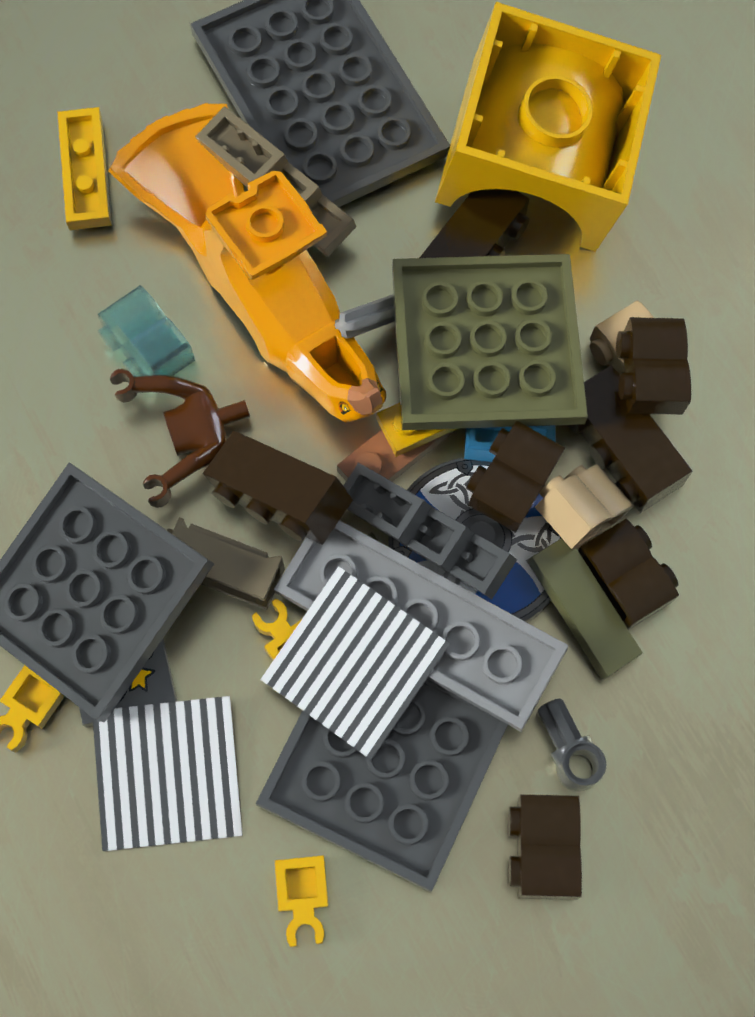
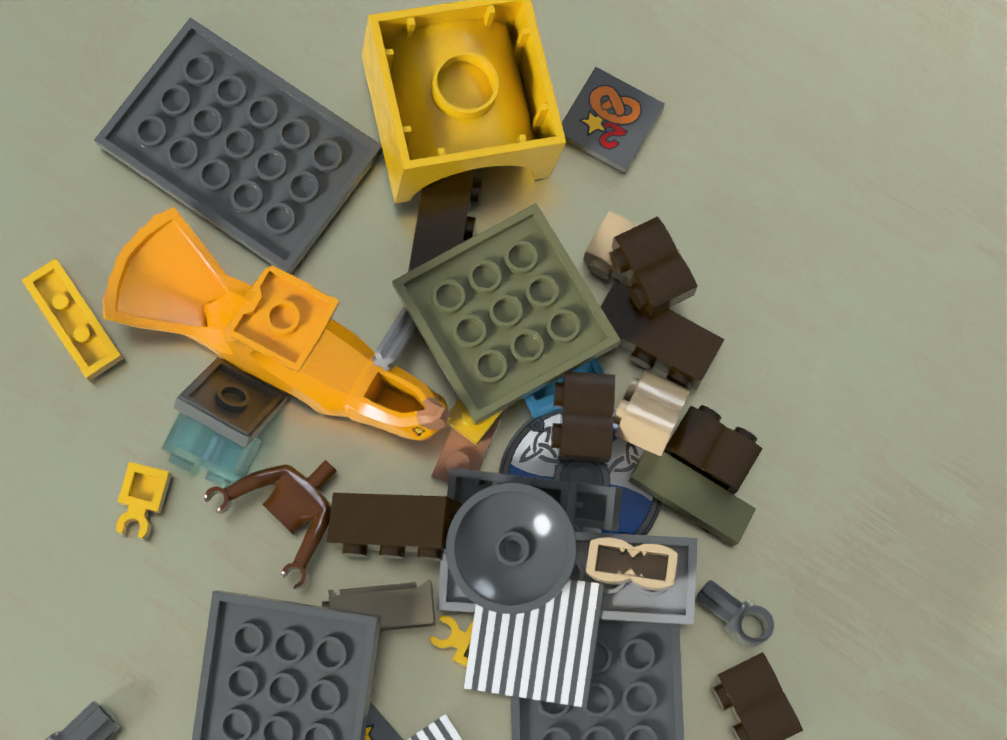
camera: 25 degrees left, 5 degrees up
(59, 348) = (142, 491): none -> yellow plate
(184, 304) = (231, 402): none -> dark grey tile
(252, 156) = (246, 251): dark tan slope -> none
(369, 527) = (479, 541): none -> dark grey dish
(476, 627) = (644, 565): none -> tan brick
(681, 225) = (611, 119): none -> dark grey tile

